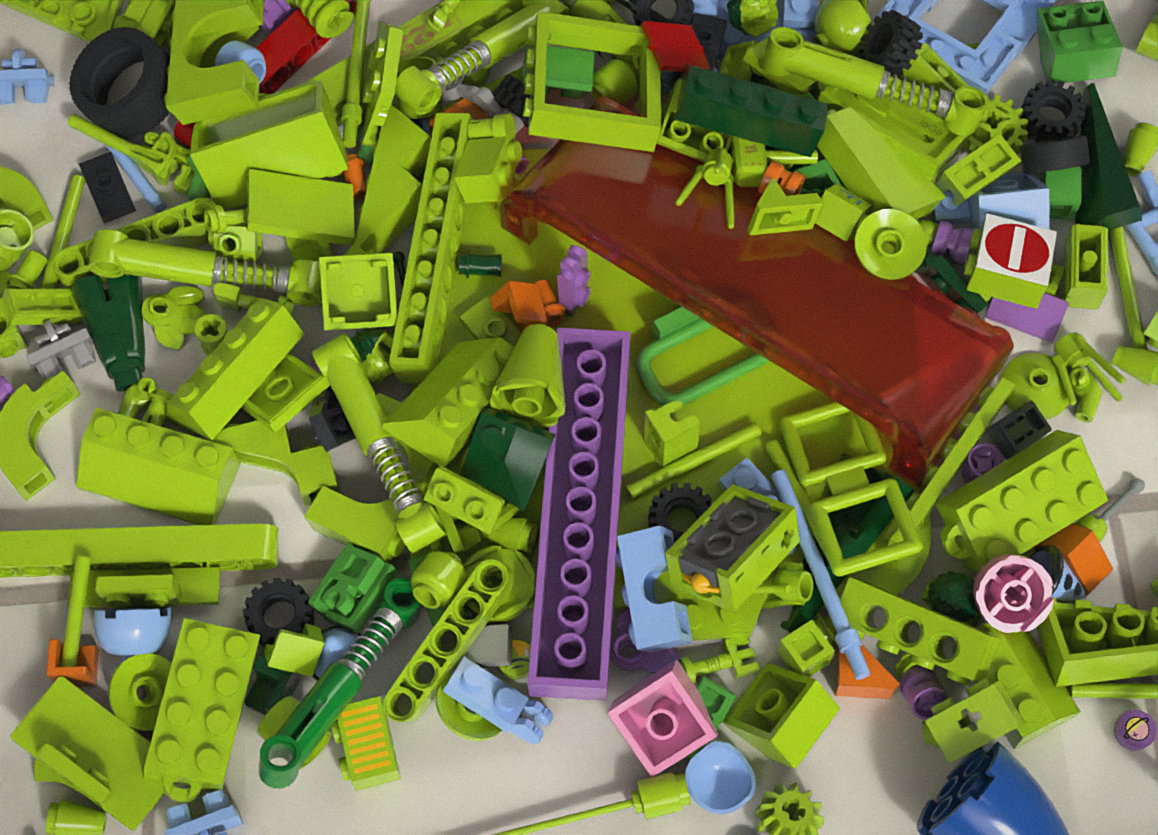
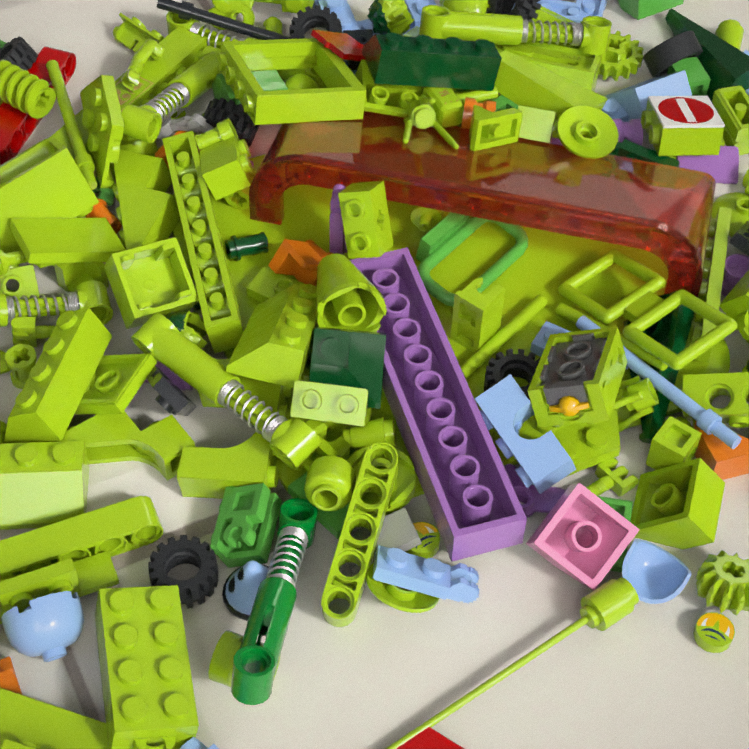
camera: 25 degrees left, 15 degrees down
(139, 670) = (76, 663): lime dish -> none
(270, 686) = (202, 630): dark green panel -> none
(296, 651) = (219, 587): lime panel -> none
(366, 744) = (320, 653): lime brick -> none
(593, 291) = (365, 219): none -> lime brick
(978, 169) = (624, 73): lime hinge -> none
(1054, 97) = (651, 29): black tyre -> none

